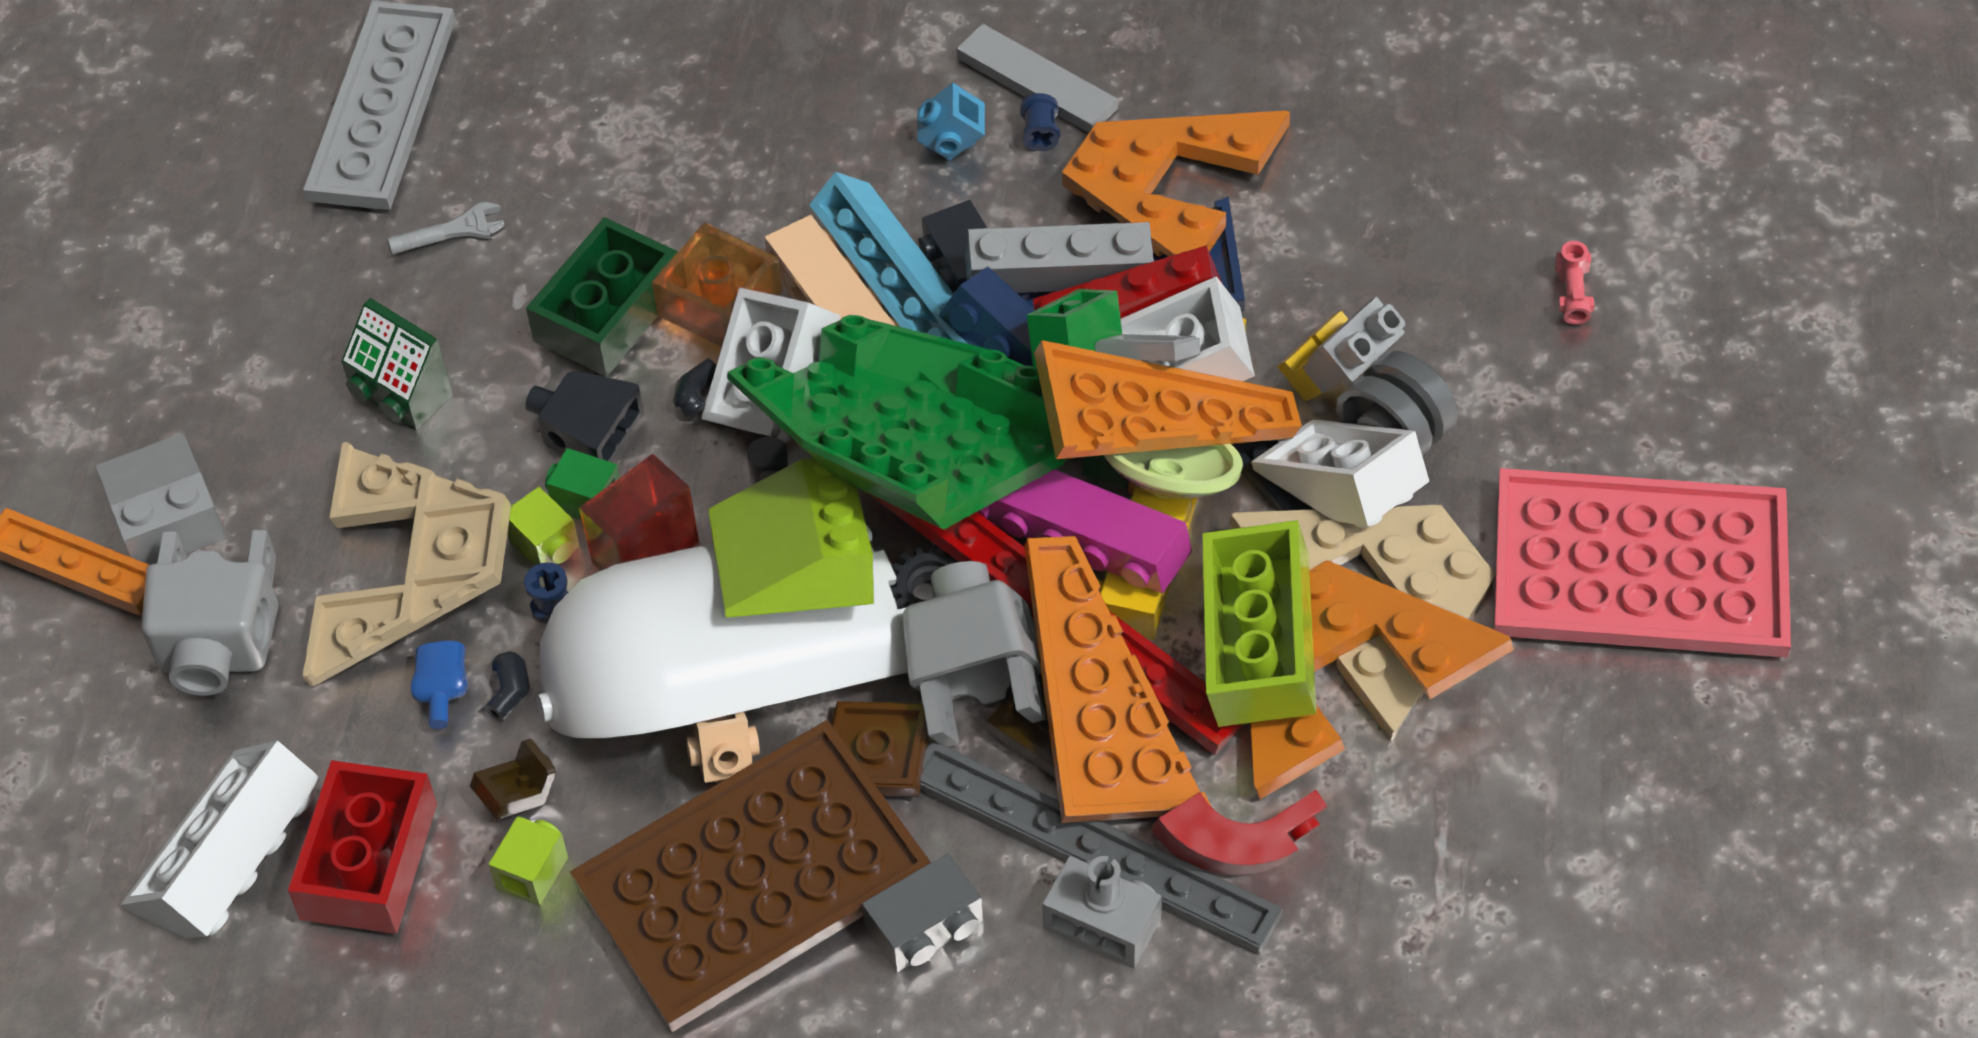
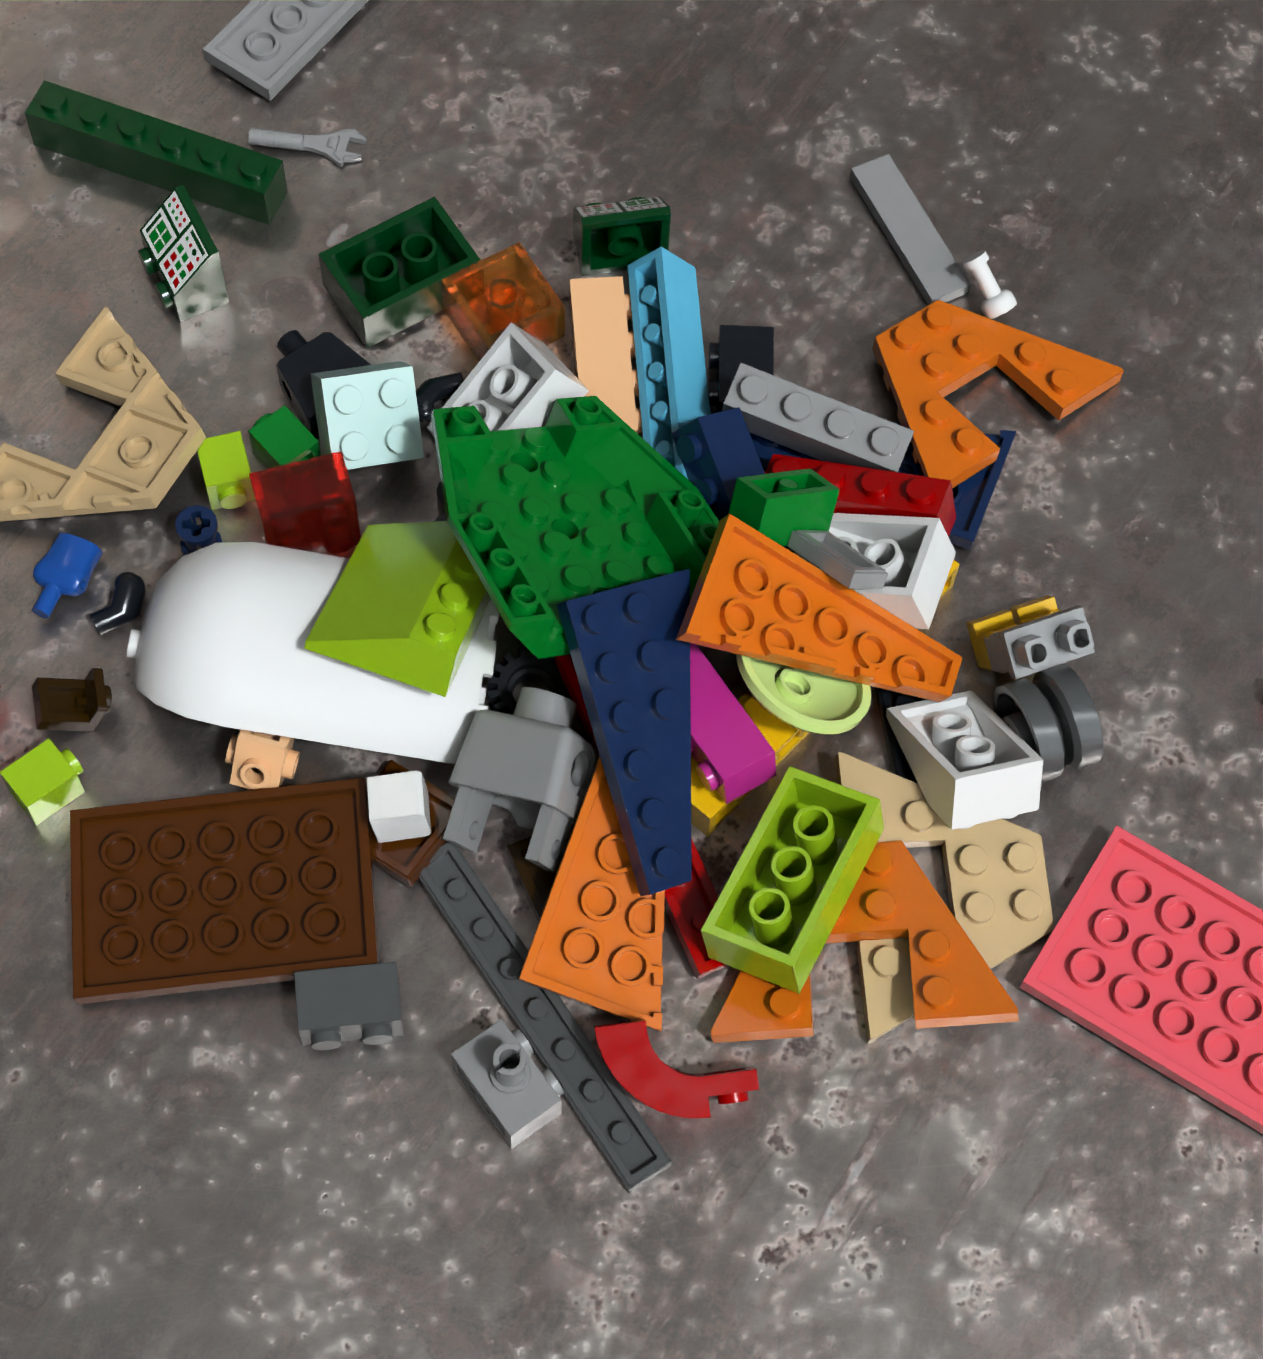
camera: 20 degrees right, 10 degrees up
(310, 292) = (156, 152): none -> dark green brick
(651, 415) = (368, 414): none -> light aqua brick
(785, 183) = (619, 233): none -> dark green slope
(874, 727) = (399, 806): none -> white piece
(950, 121) = (801, 240): dark azure brick -> none
(1039, 115) = (886, 276): dark blue bush -> none
(1044, 526) = (640, 716): none -> dark blue wing
(1118, 80) = (996, 300): none -> white piece

